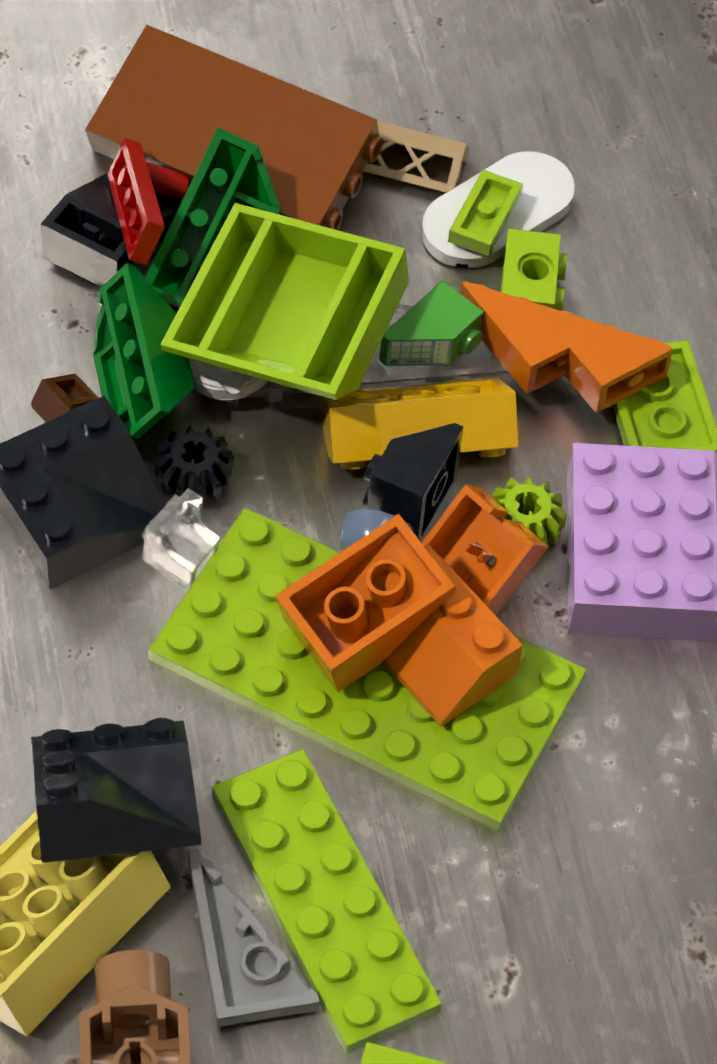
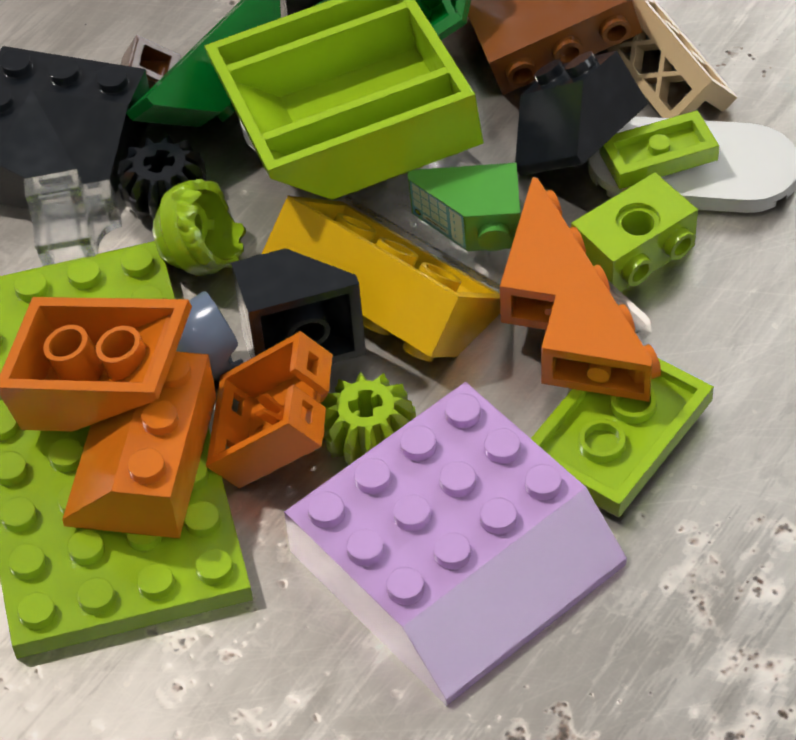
camera: 55 degrees right, 5 degrees down
(271, 483) = (196, 228): none -> lime hair
(421, 215) = (574, 111): none -> black slope

